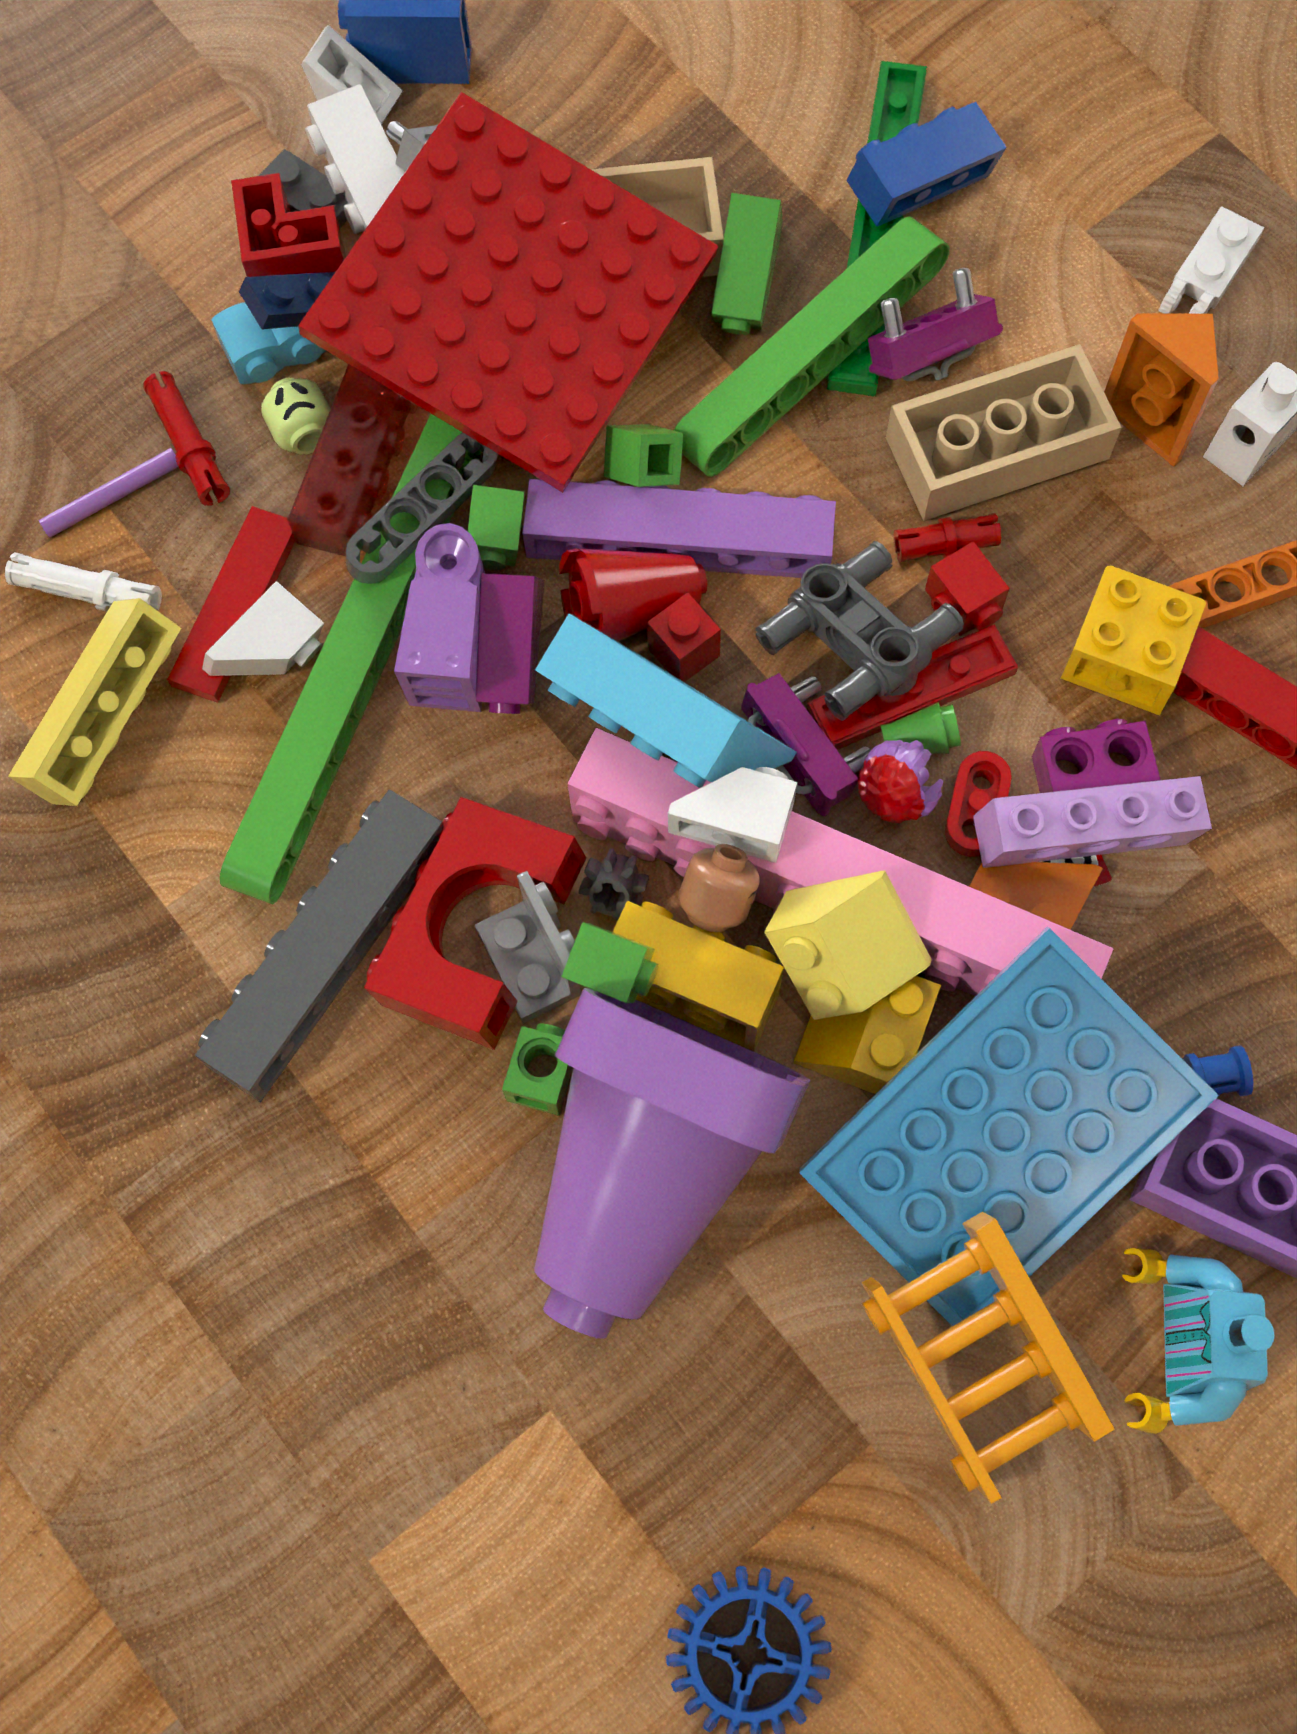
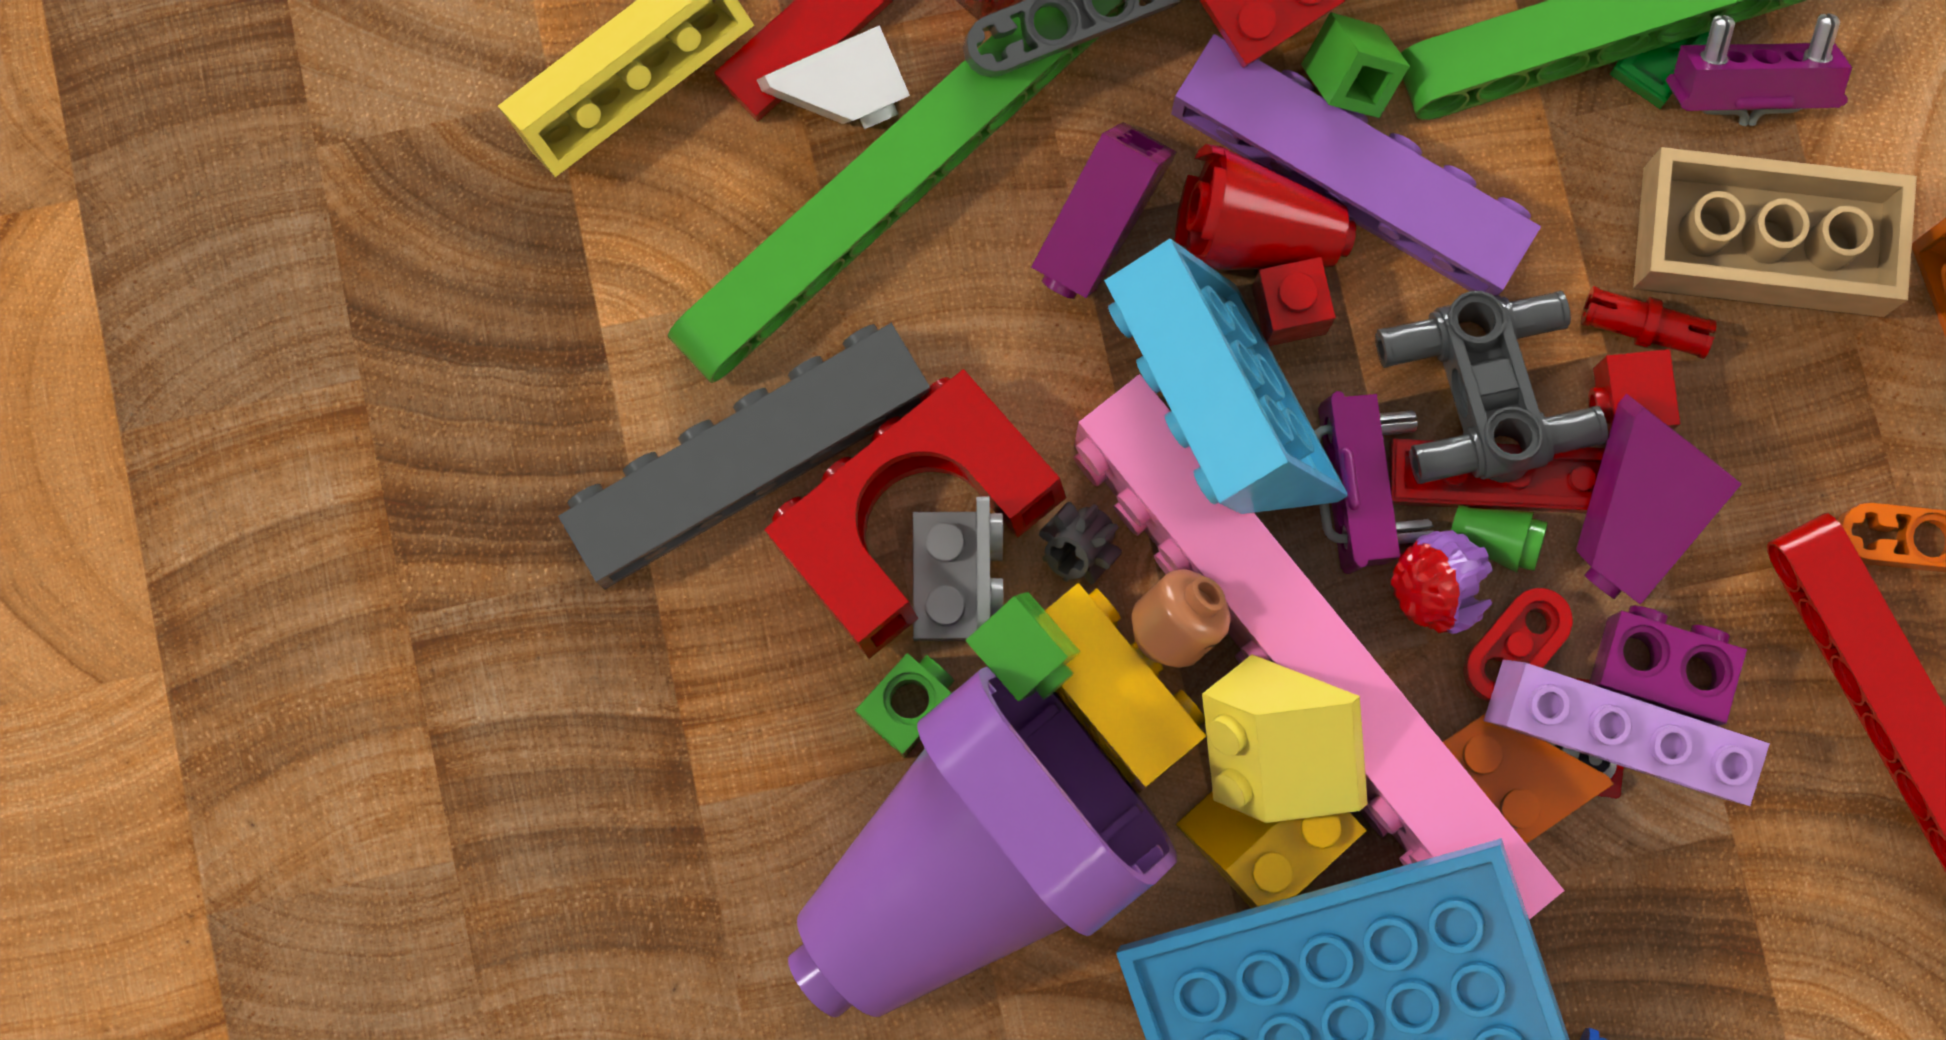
camera: 25 degrees right, 10 degrees up
(442, 622) = (1037, 161): medium lavender piece -> none
(496, 524) = (1148, 70): bright green brick -> none
(738, 810) = (1243, 550): white slope -> none
(1016, 651) = (1647, 503): none -> magenta slope
(1134, 640) = (1790, 547): yellow bracket -> none

